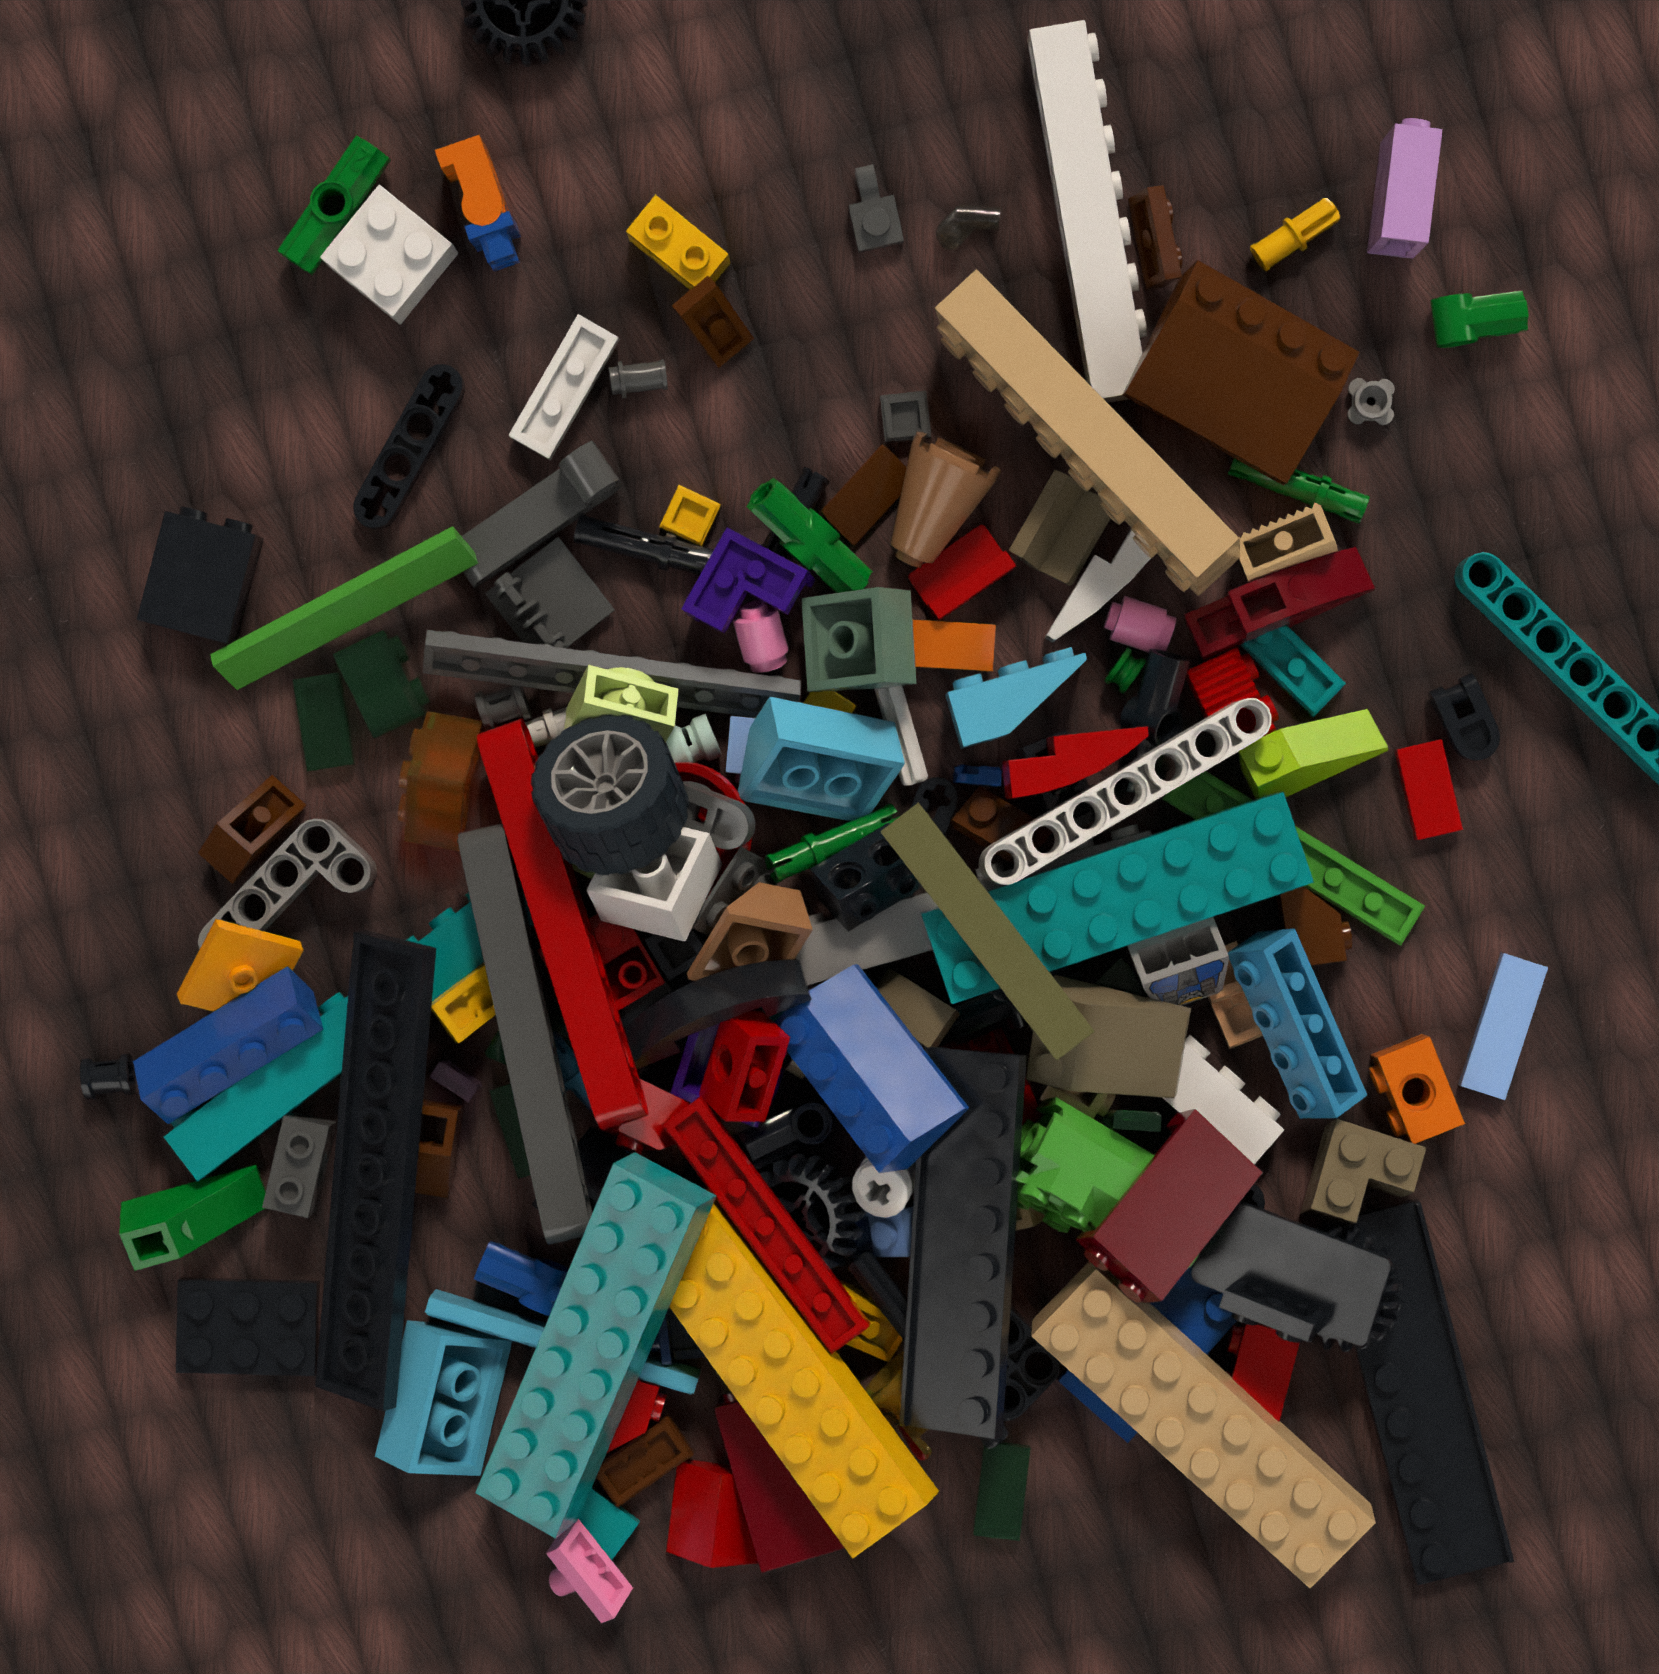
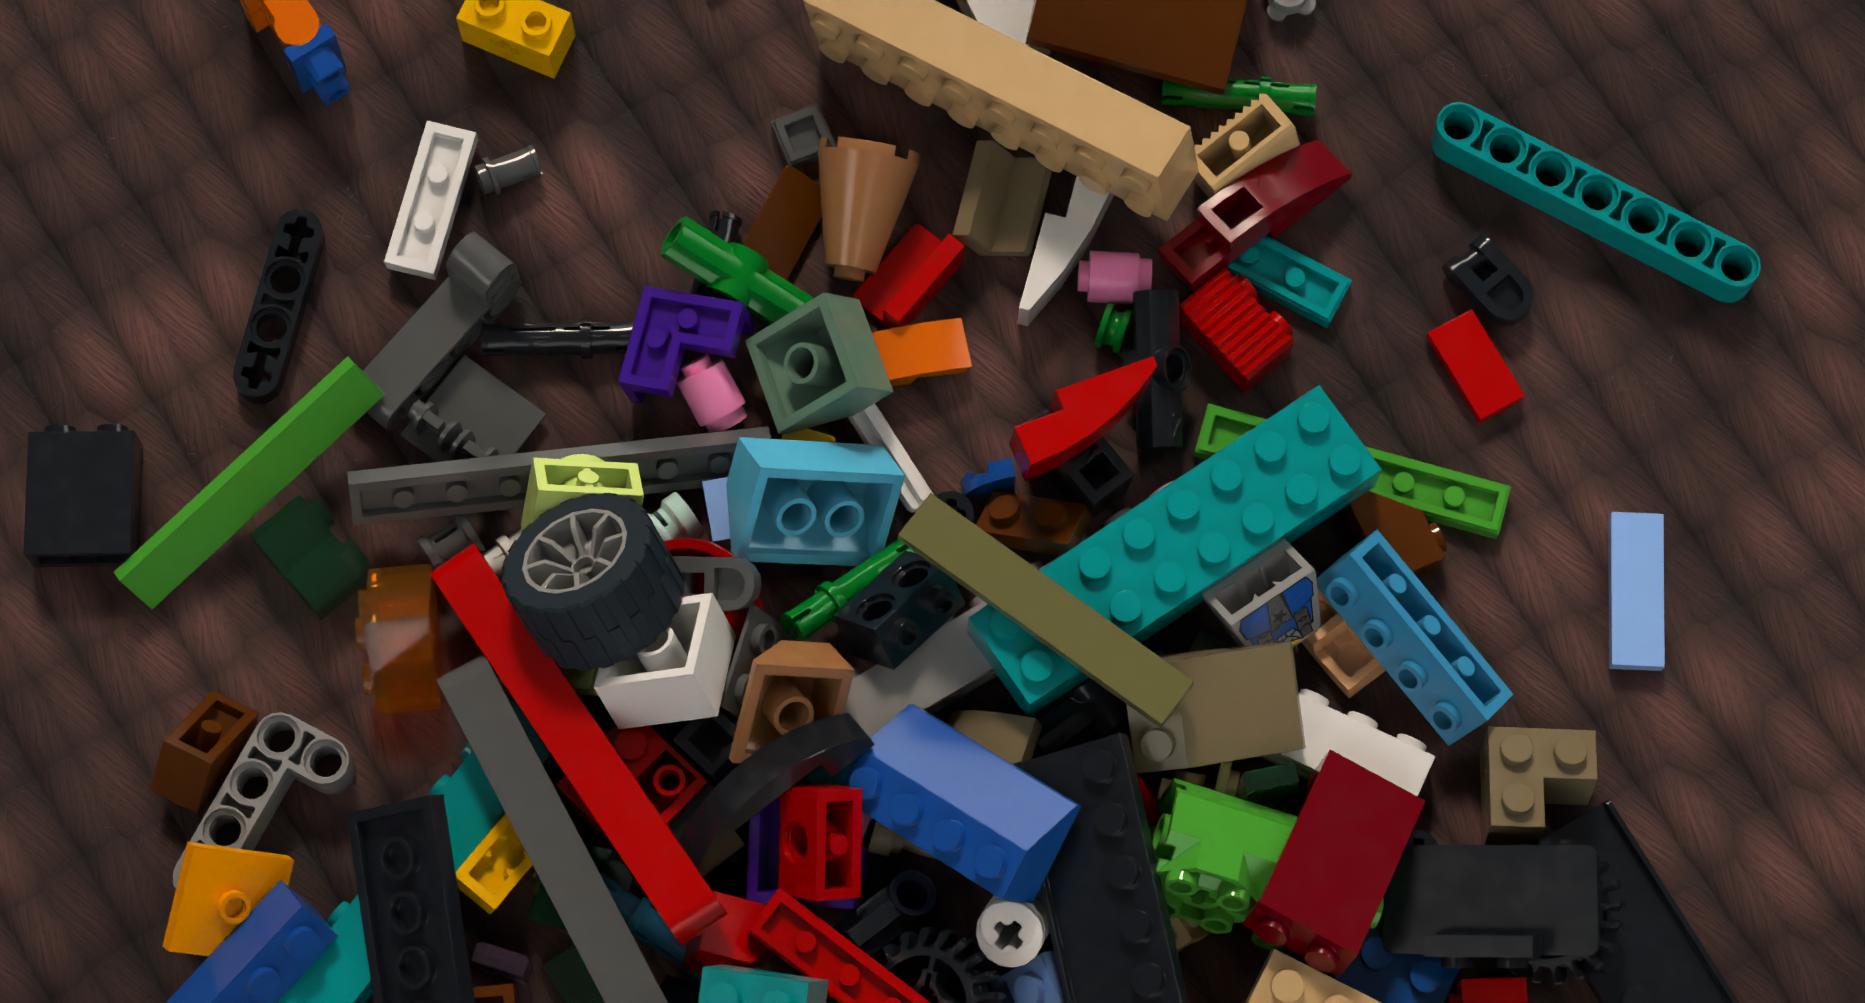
camera: 15 degrees left, 15 degrees down
(324, 722) = (256, 618): clear green tile -> none
(350, 178) = (129, 108): green piece -> none
(389, 254) = (210, 113): white brick -> none
(690, 516) = (601, 295): yellow tile -> none
(713, 321) = (573, 86): reddish brown plate -> none
(999, 705) = (985, 393): medium azure slope -> none
(1147, 787) = (1163, 415): white beam -> none
(1310, 753) = (1335, 355): lime slope -> none
(1437, 1107) = (1562, 650): orange brick -> none

